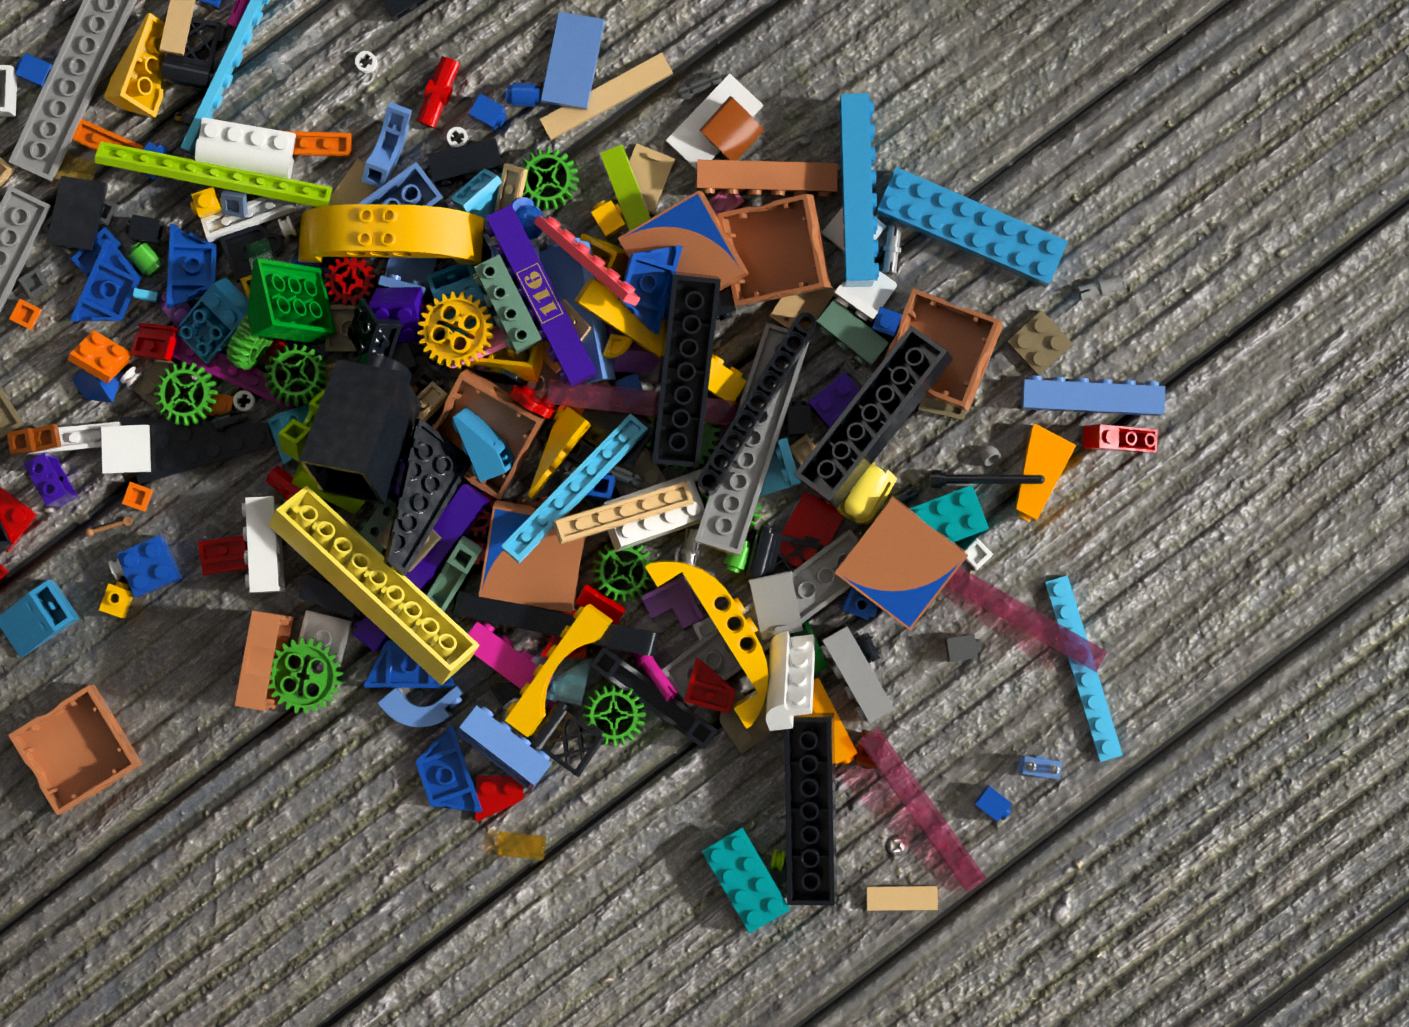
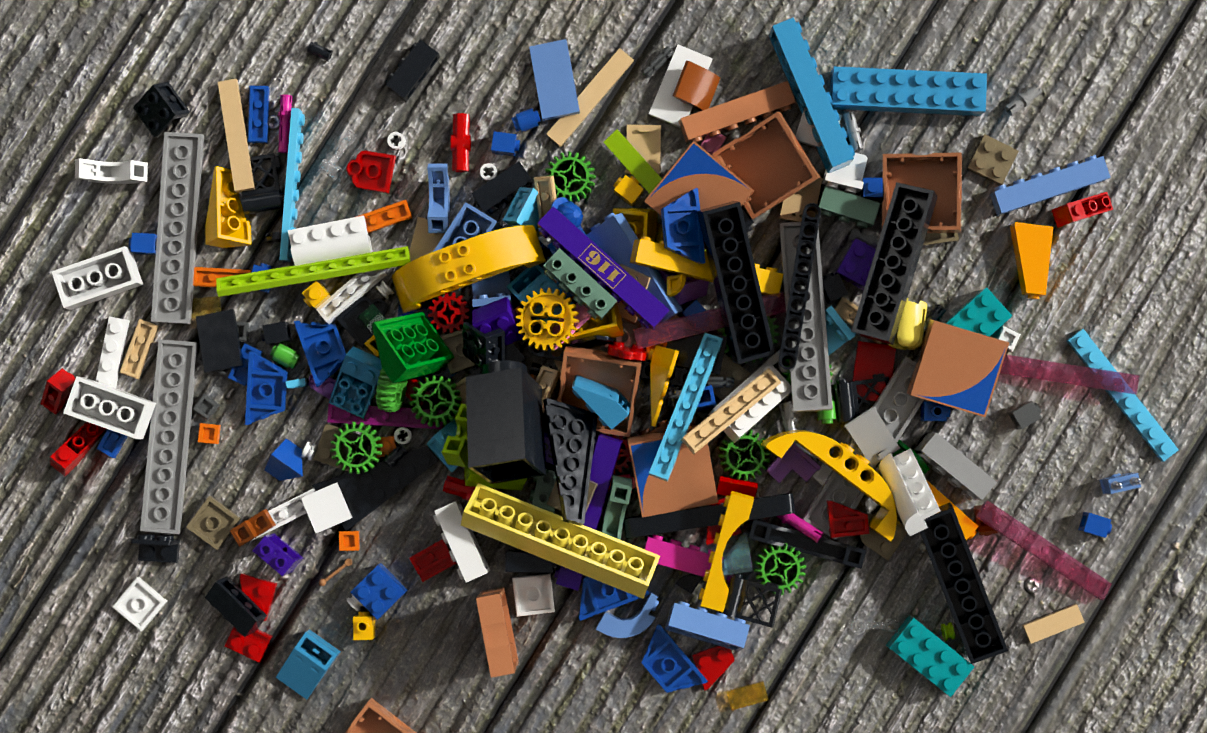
camera: 20 degrees left, 0 degrees up
(100, 356) = (279, 444): orange plate -> none
(154, 342) = (317, 417): red plate -> none
(234, 203) = (337, 287): sand blue plate -> none
(325, 86) = (372, 171): none -> red plate
(325, 680) = (548, 627): bright green gear -> none
(592, 263) = (637, 228): coral plate -> none
(867, 647) = (949, 437): black pin -> none
(941, 479) = (959, 291): black piece -> none
(990, 456) = (988, 260): light grey hinge -> none

